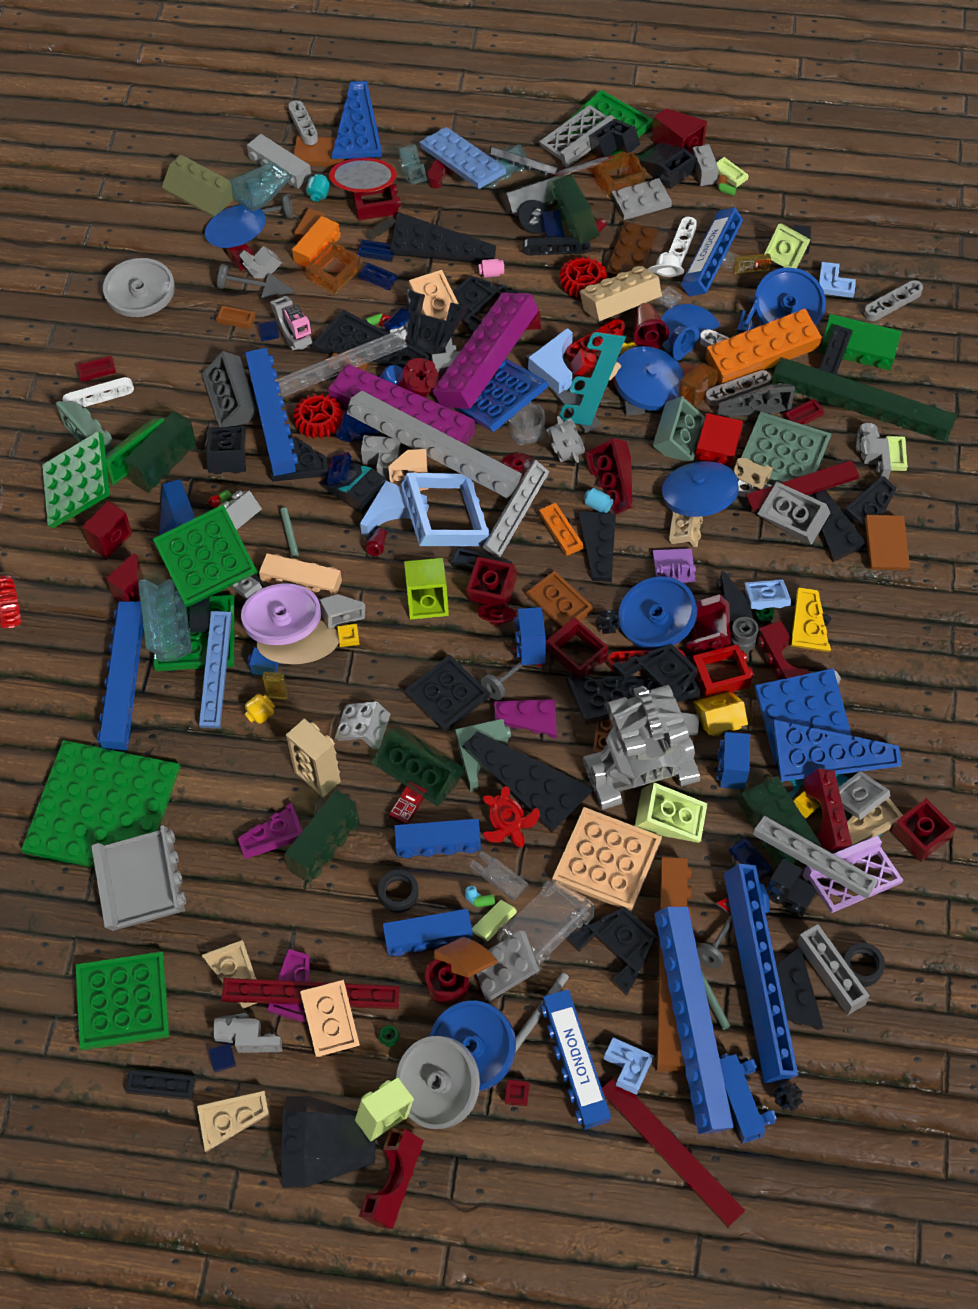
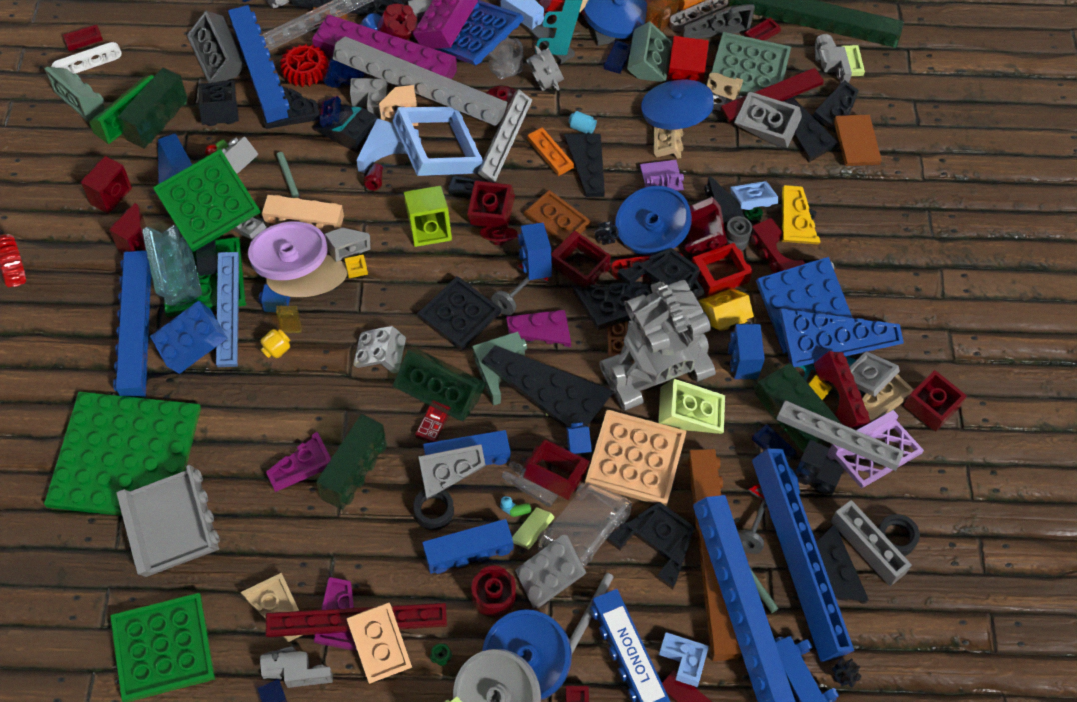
camera: 10 degrees left, 0 degrees up
(75, 480) = (70, 140): green plate -> none
(174, 695) = (188, 337): none -> blue brick
(313, 757) = (335, 384): tan brick -> none
(417, 851) = (449, 467): none -> light grey wing
(465, 957) = (510, 566): dark orange slope -> none
(508, 818) = (533, 425): red animal -> none
(532, 853) = (561, 458): none -> dark red window
(550, 834) = (578, 438): none -> blue brick
(613, 471) = (592, 93): dark red wedge -> none
(645, 431) = (617, 57): none -> clear blue tile

